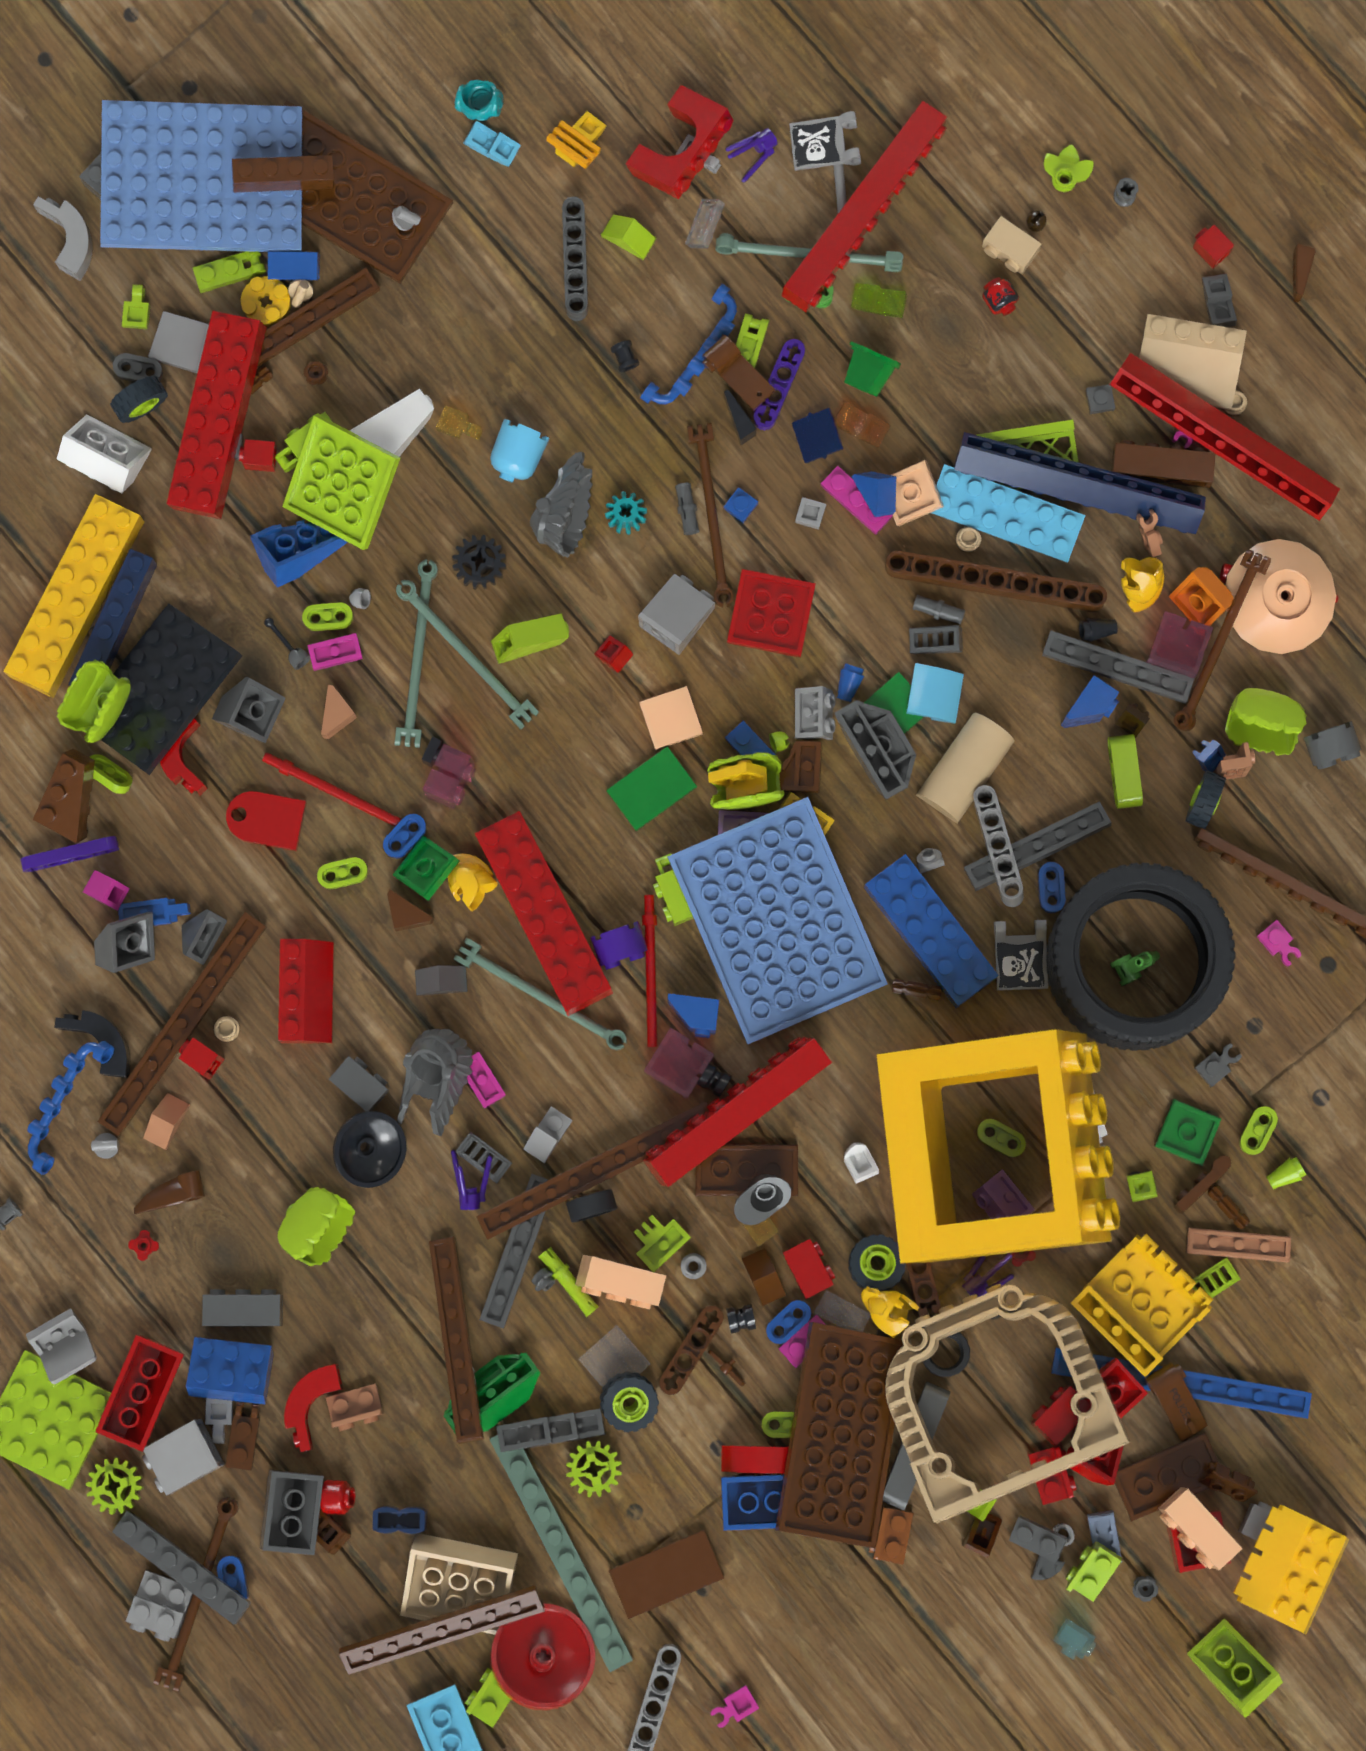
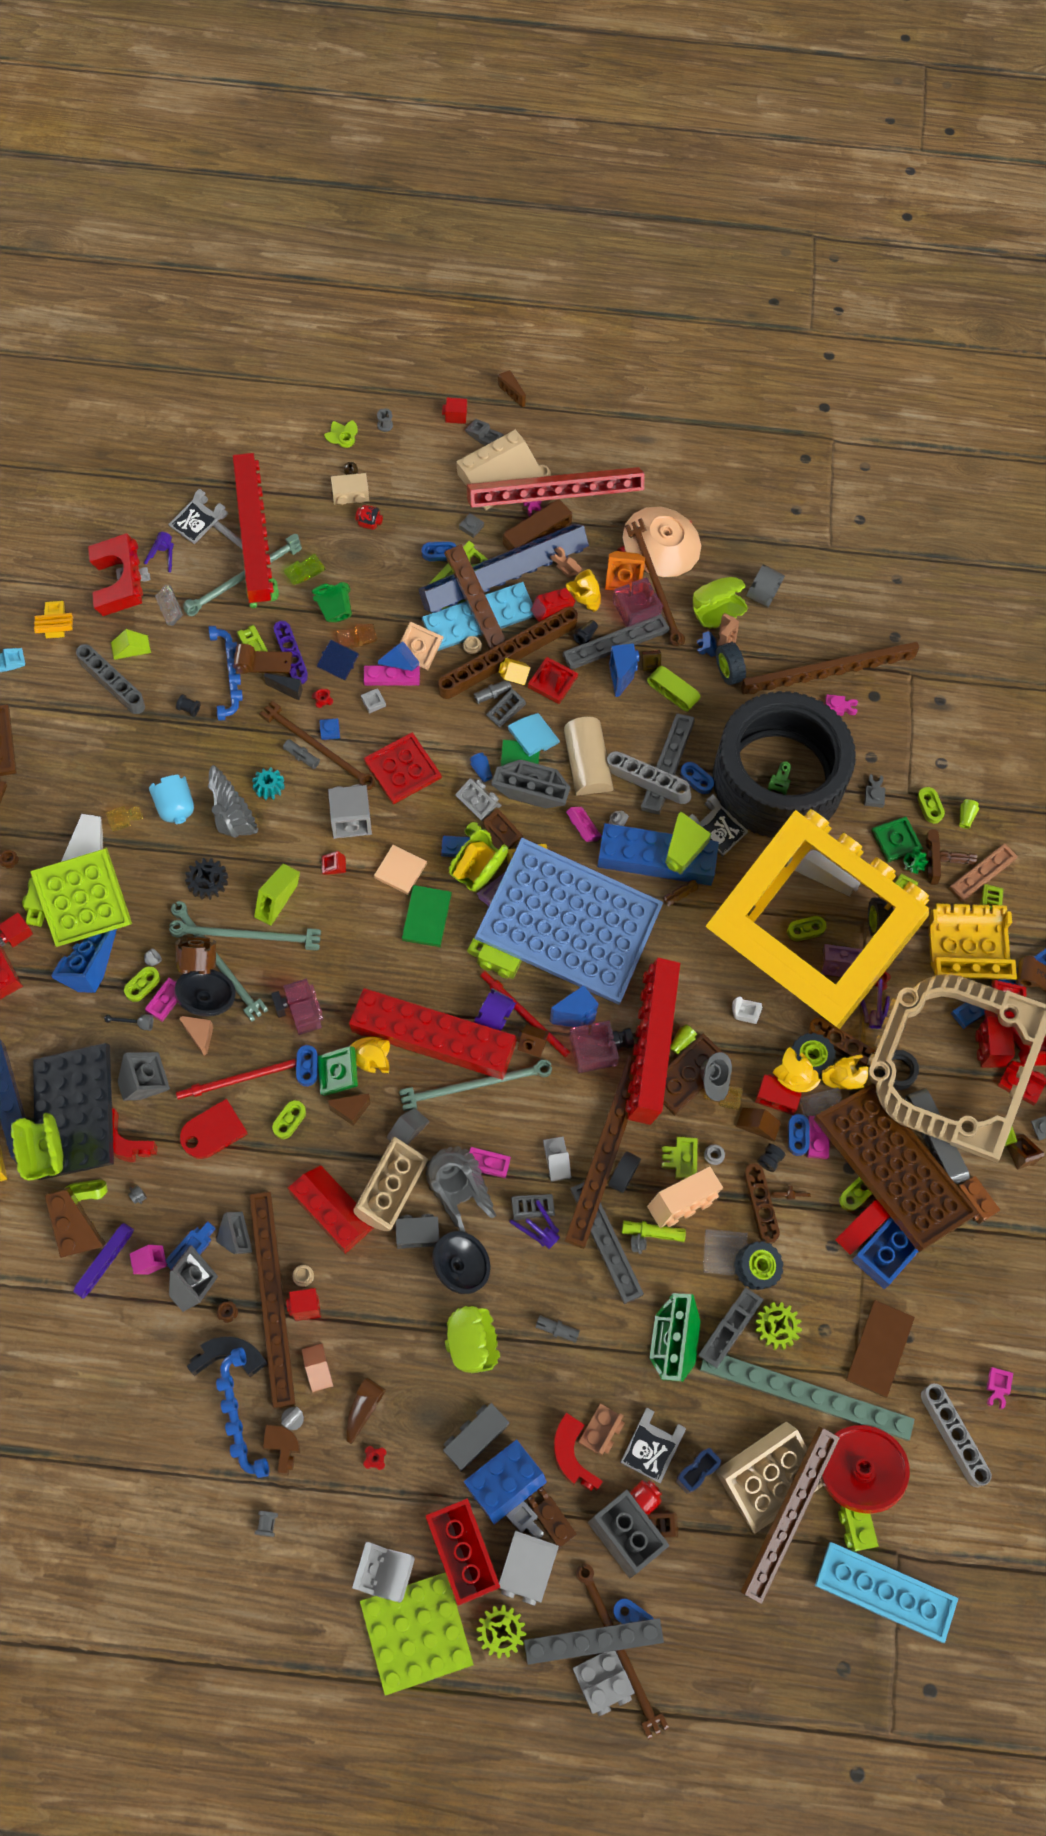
camera: 50 degrees left, 15 degrees down
(81, 1160) = (283, 1441): none -> reddish brown brick
(127, 999) = (233, 1311): none -> reddish brown plate
(149, 819) = (137, 1194): none -> dark grey plate
(372, 1021) = (390, 1185): none -> tan brick
(382, 1462) = (651, 1448): none -> flag
(384, 672) = (205, 993): none -> black dish
(397, 635) = (195, 955): none -> reddish brown brick
(400, 1285) = (557, 1328): none -> dark grey pin
(456, 1340) = (625, 1326): reddish brown tile -> none
(629, 1004) = (532, 1040): none -> reddish brown brick
(762, 457) = (322, 693): none -> red plate
(774, 1132) = (682, 1039): none -> lime cone
(838, 1266) = (796, 1074): none -> yellow helmet
(890, 834) = (584, 824): none -> dark pink plate
(956, 950) = (686, 843): none -> lime slope
(978, 609) = (514, 671): none -> yellow brick
(1011, 494) = (475, 596): none -> reddish brown plate
(1011, 652) = (552, 680): none -> red plate
(1037, 401) = (437, 549): none -> blue plate
(1089, 569) = (551, 603): none -> red brick
(1178, 1172) = (915, 861): none -> green gear

